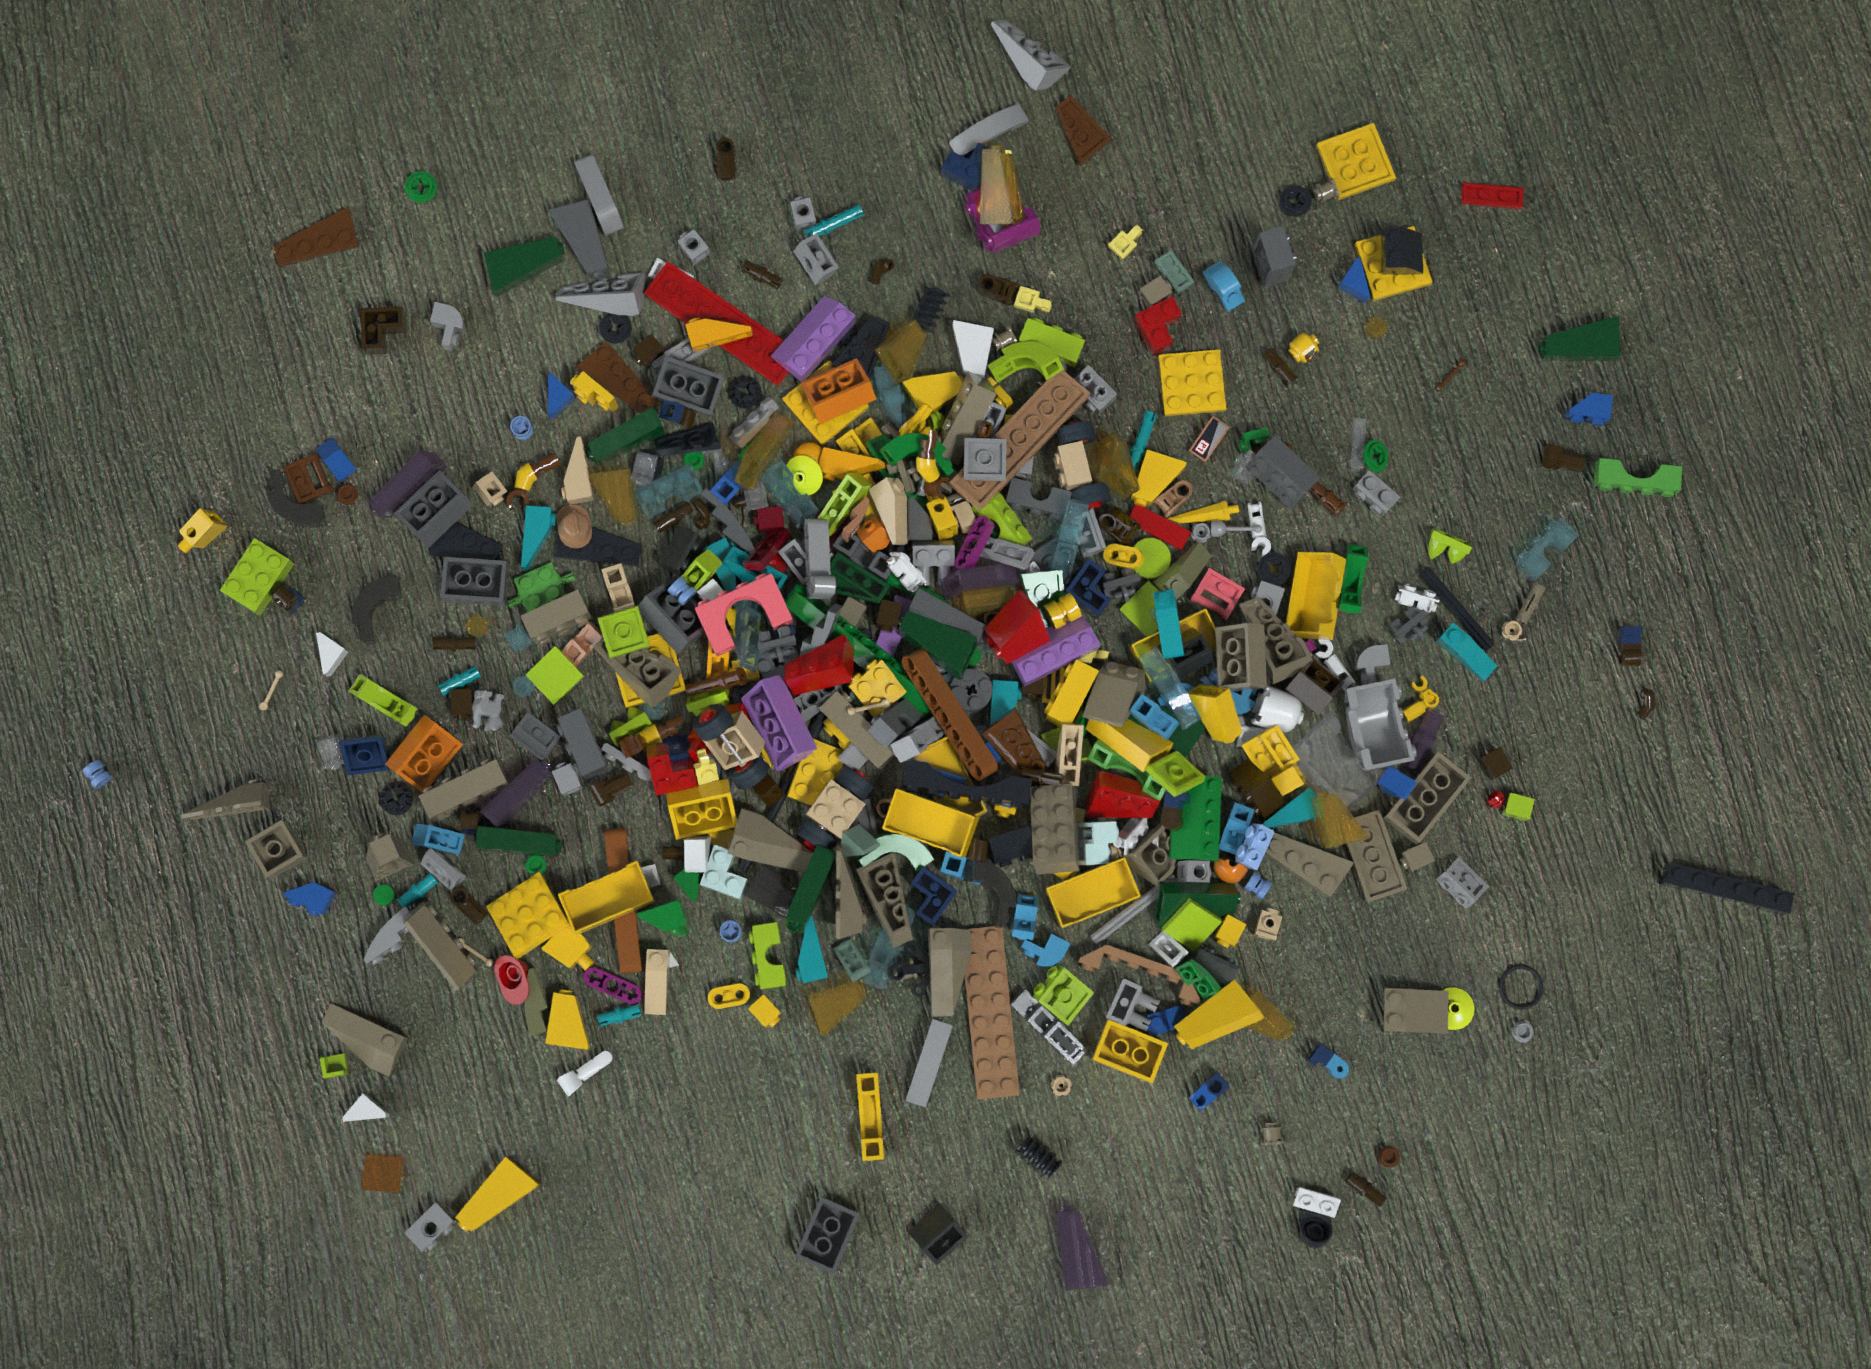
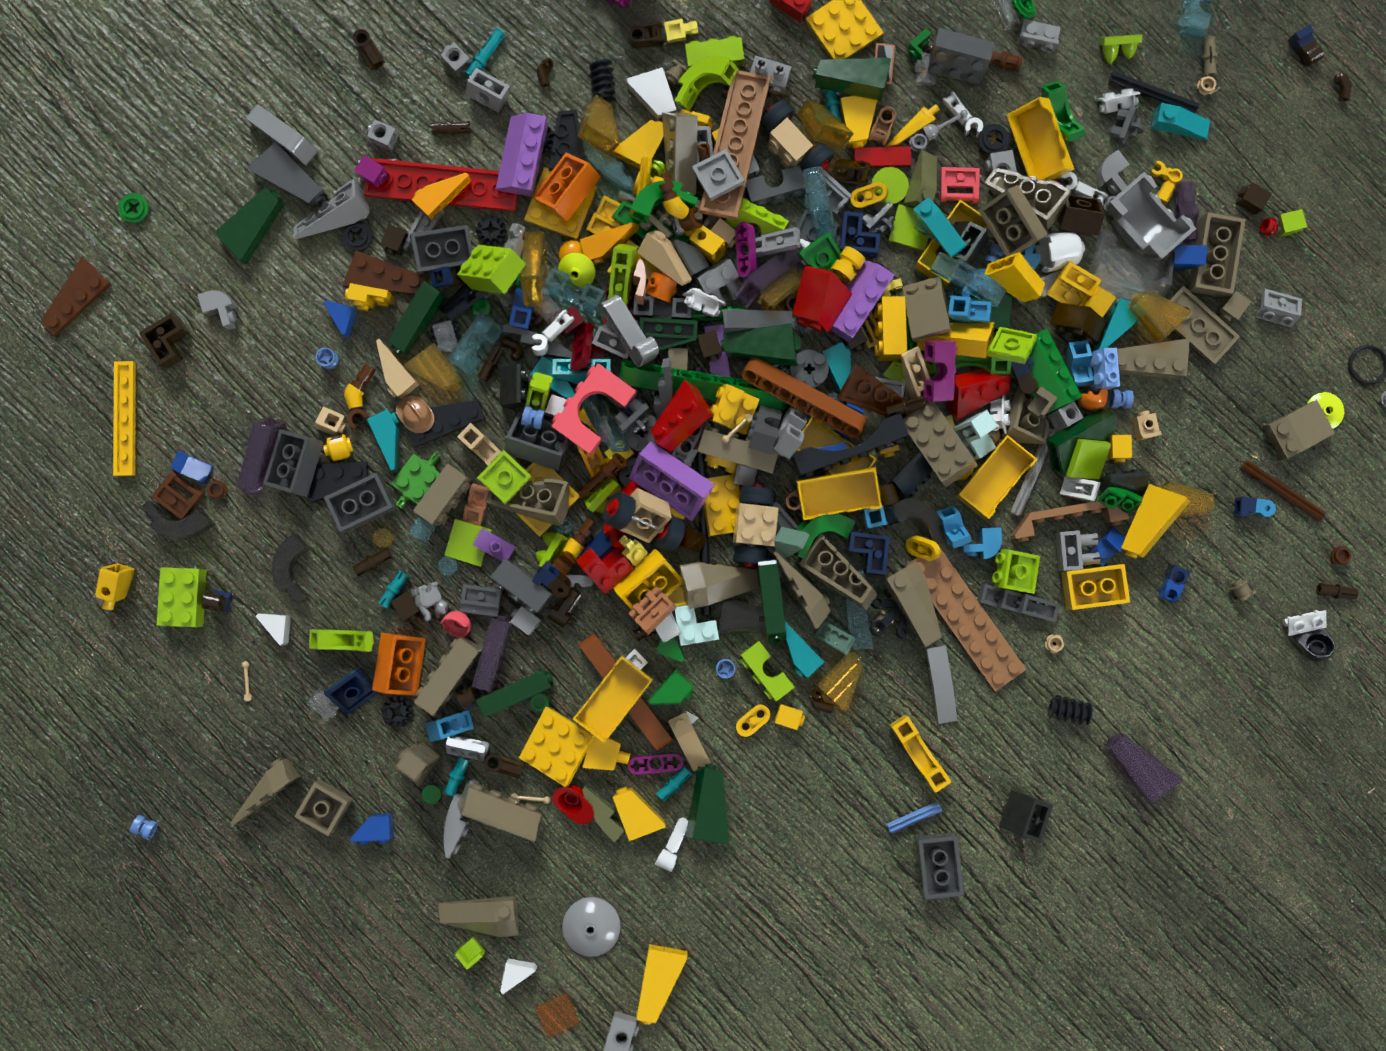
camera: 25 degrees left, 5 degrees up
(299, 380) = (124, 419): none -> yellow plate
(477, 1112) = (591, 913): none -> light grey dish
(484, 517) = (338, 447): none -> yellow head
(499, 746) = (456, 624): none -> coral hair
(577, 690) = (493, 545): none -> medium lavender plate
(615, 753) = (553, 579): none -> leg
(638, 1055) = (708, 807): none -> dark green slope
(662, 276) = (371, 171): none -> magenta brick
(691, 834) = (655, 612): none -> nougat plate
(722, 430) = (491, 269): none -> lime brick
(745, 520) = (551, 333): none -> white piece
(801, 1015) = (818, 702): none -> dark brown arm
(830, 1177) = (914, 817): none -> medium blue axle
(984, 921) = (923, 548): none -> yellow plate
(1086, 775) = (942, 385): none -> magenta arch
(1170, 436) = (853, 76): none -> dark green slope
(1174, 845) = (1042, 402): none -> dark tan panel
(1367, 1062) = (1283, 490): none -> reddish brown axle

